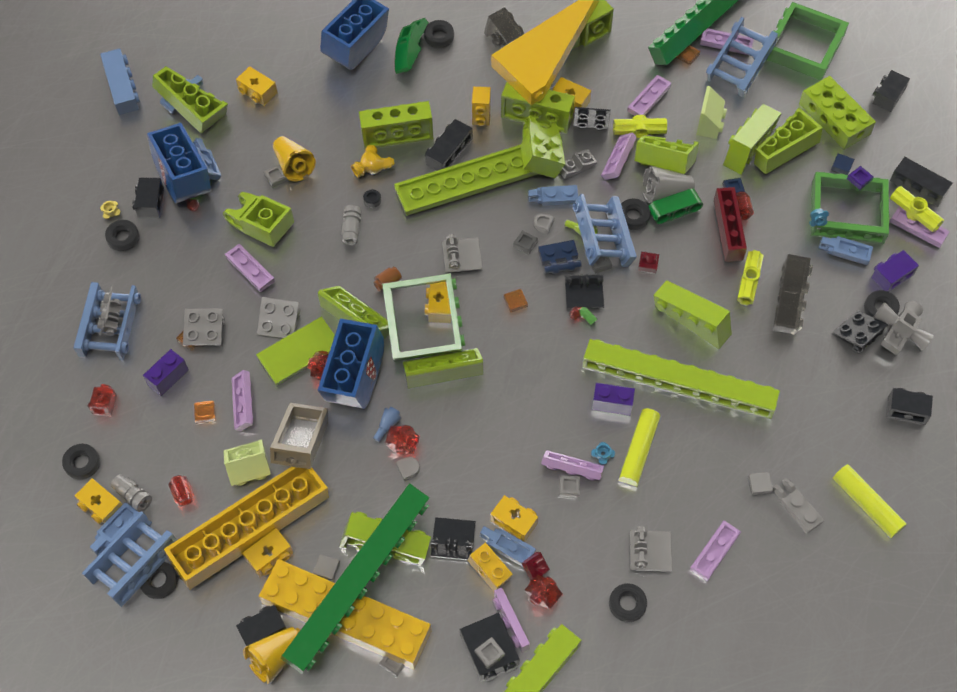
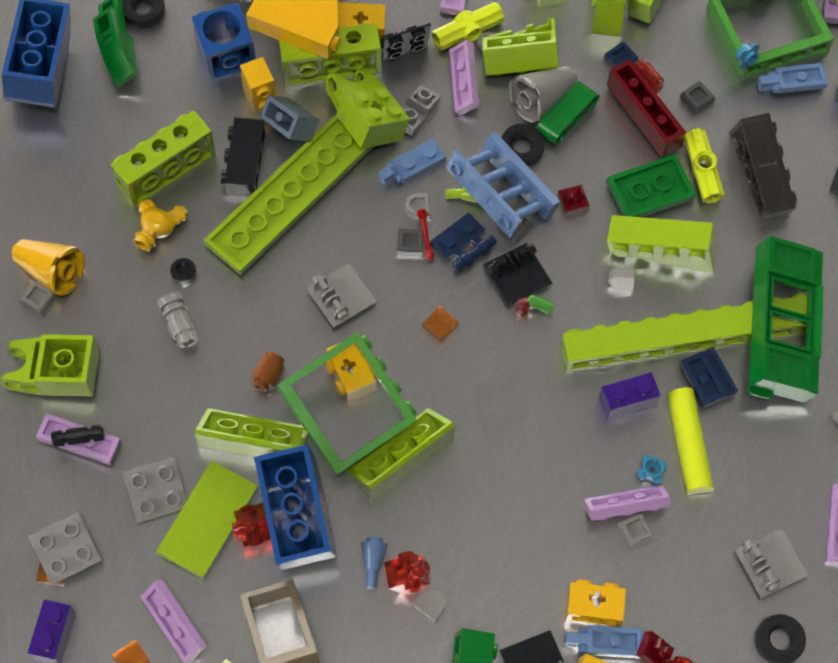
camera: 30 degrees left, 5 degrees up
(249, 264) = (77, 435): none -> black axle
(473, 69) = (223, 58): none -> blue brick
(489, 133) = (289, 118): none -> sand blue brick
(541, 227) = (422, 214): none -> red hinge
(652, 324) = (622, 278): none -> light grey tile
(675, 412) = (708, 377): none -> dark blue plate
(706, 276) = (651, 187): none -> green plate
(727, 425) = (776, 365): none -> green piece
(772, 234) = (697, 97): none -> dark grey tile

